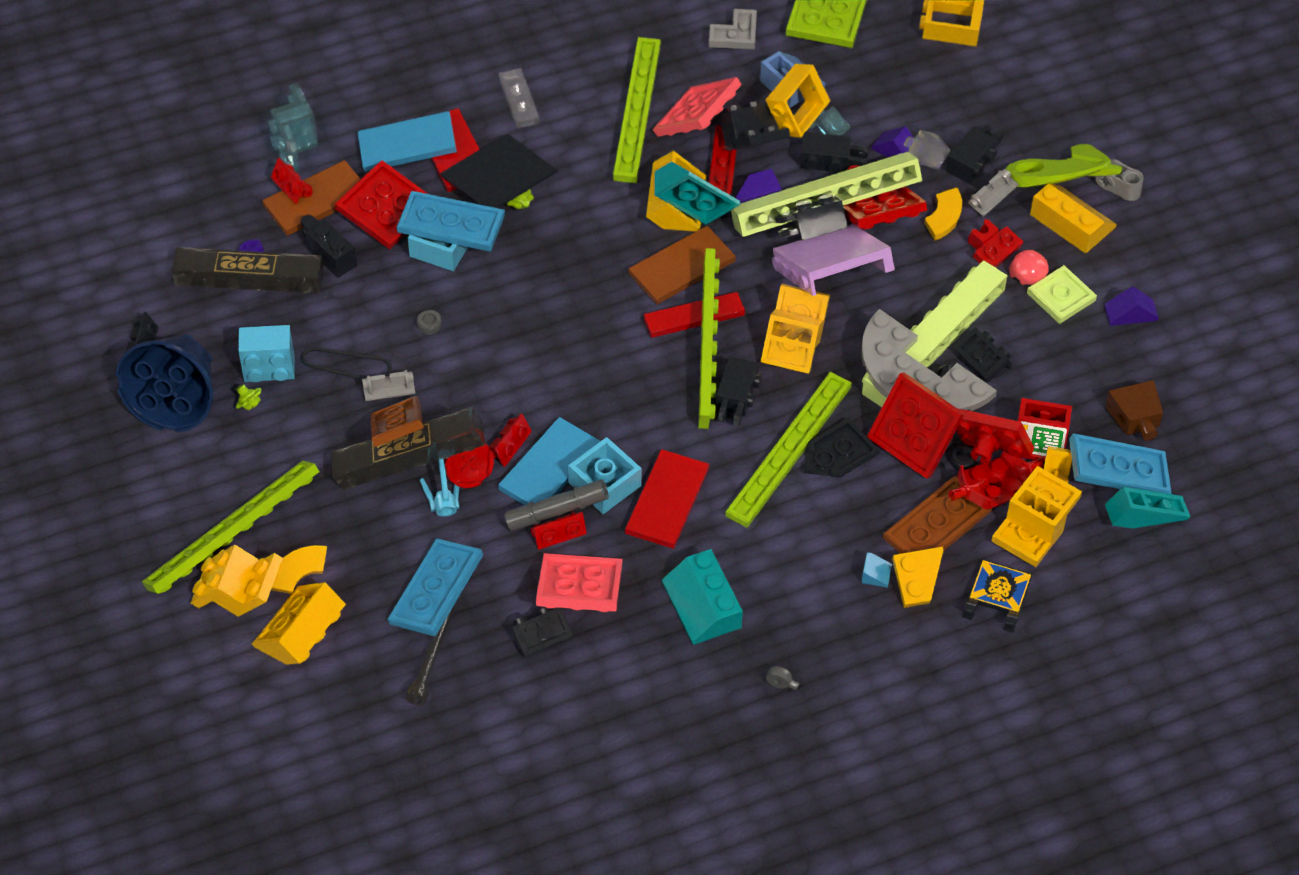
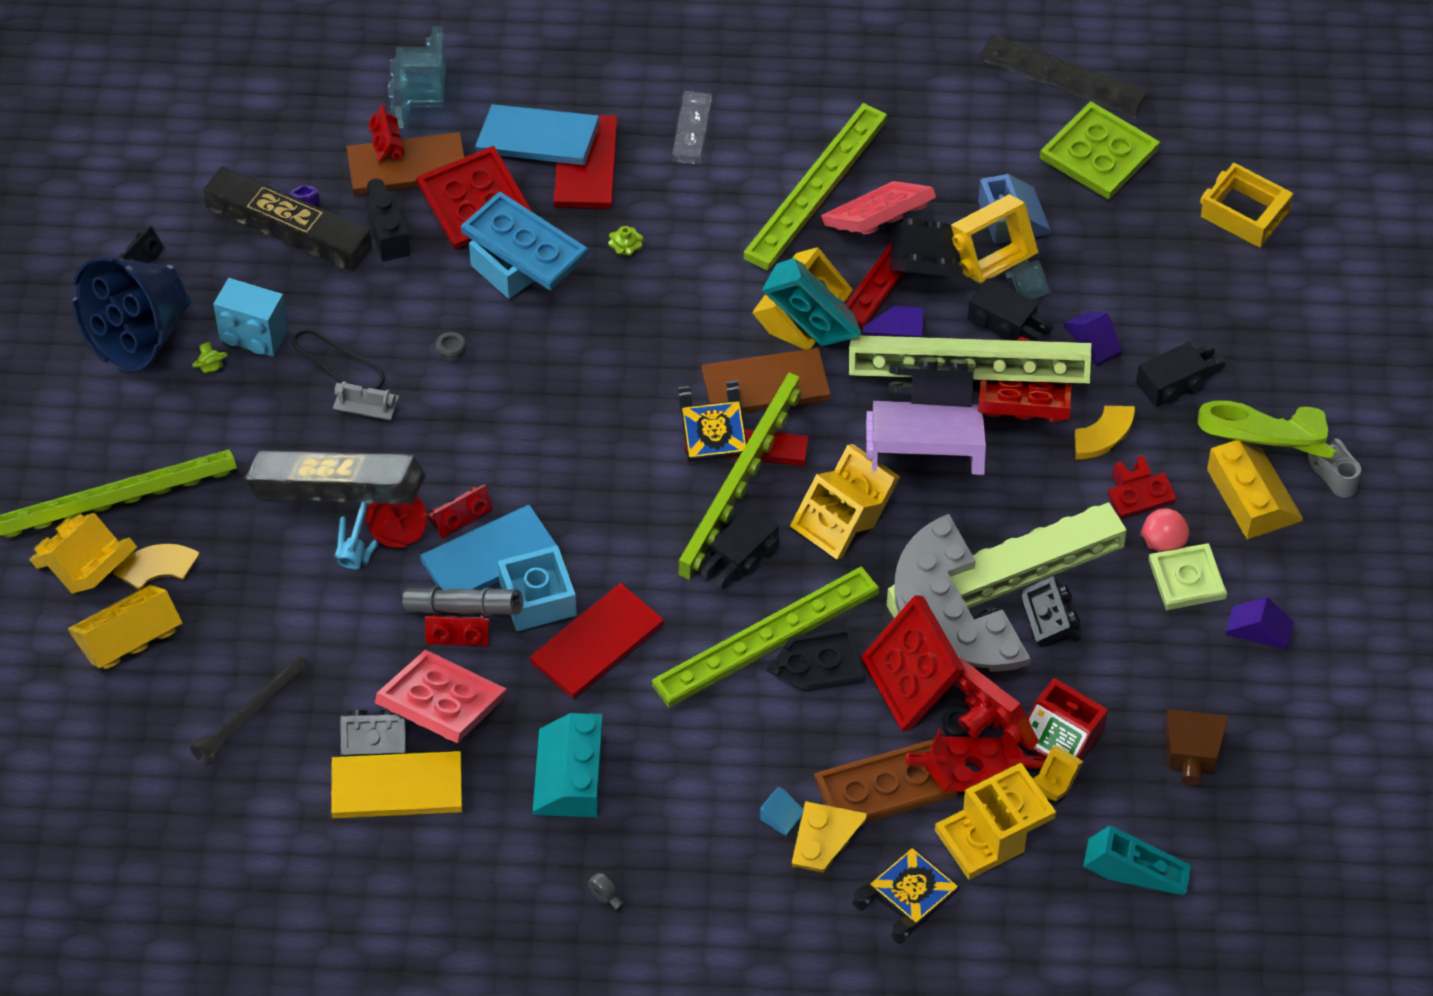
camera: 25 degrees right, 0 degrees up
(396, 421) = (338, 442): dark orange tile -> none
(435, 587) = (290, 641): dark azure tile -> none
(498, 172) = (615, 204): black piece -> none
(578, 662) = (396, 784): none -> yellow tile
(666, 310) = (713, 428): none -> flag
(739, 35) = (983, 140): light grey plate -> none
(928, 149) = (1120, 349): clear brick -> none
(993, 193) = (1162, 431): light grey hinge -> none
(1118, 464) = (1130, 800): dark azure tile -> none

